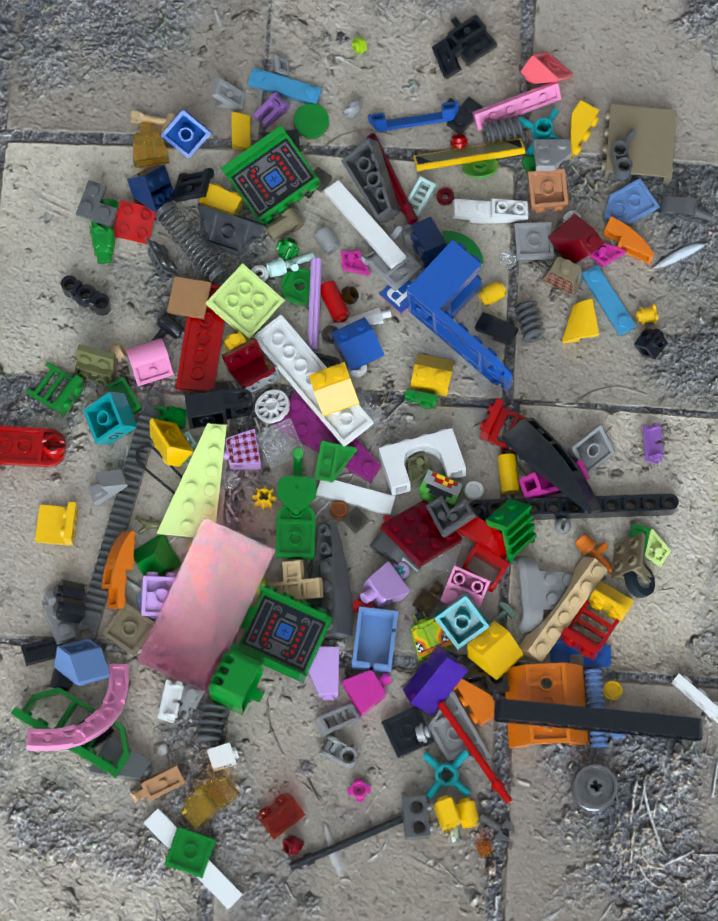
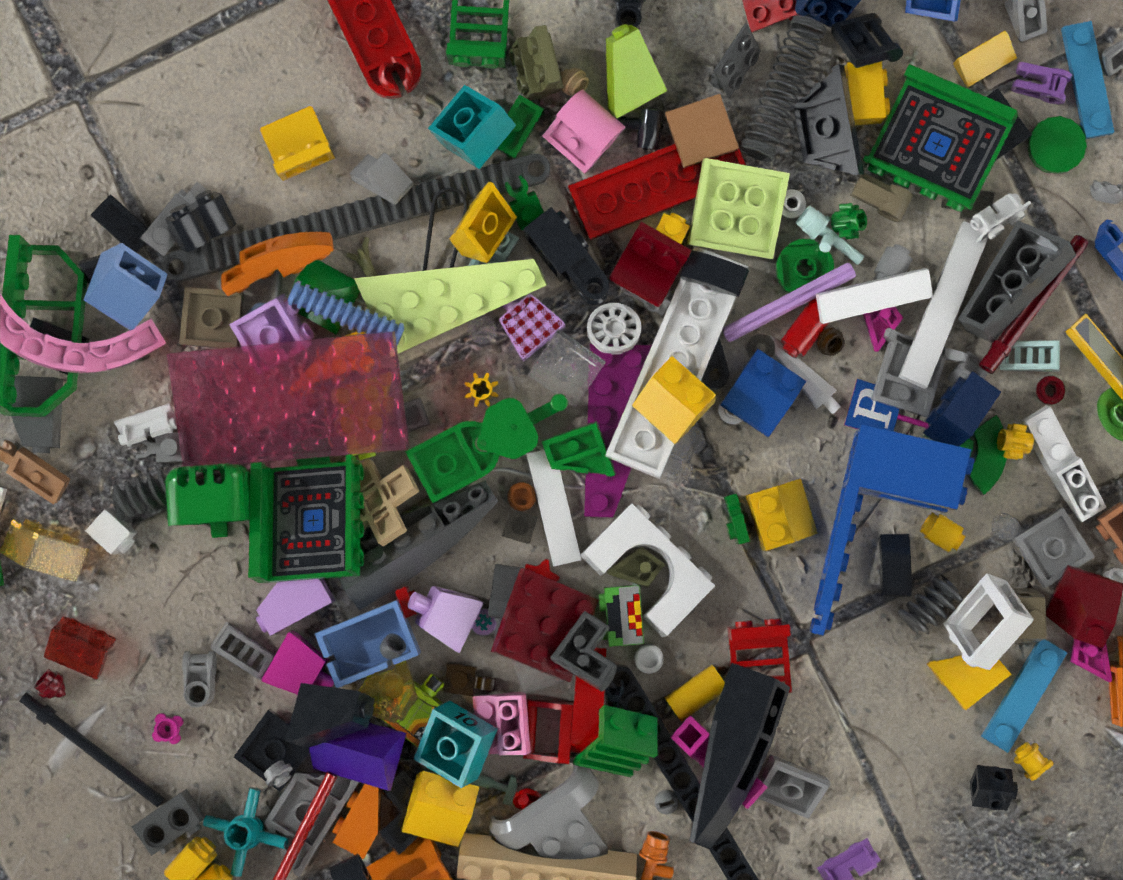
camera: 65 degrees right, 15 degrees up
(132, 317) = (630, 71): none -> lime slope
(171, 547) = (341, 311): none -> medium blue piece
(274, 331) = (714, 272): none -> black slope
(334, 175) = (1008, 211): none -> white hinge
(337, 256) = (874, 295): none -> white tile
(385, 624) = (392, 646): none -> dark grey hinge
(403, 677) = (327, 714): none -> black slope
(411, 641) = (392, 692): none -> clear yellow plate
(462, 227) = (1015, 441): none -> yellow gear
(515, 602) = (525, 798): none -> red plate
(544, 298) = (984, 595): none -> white window

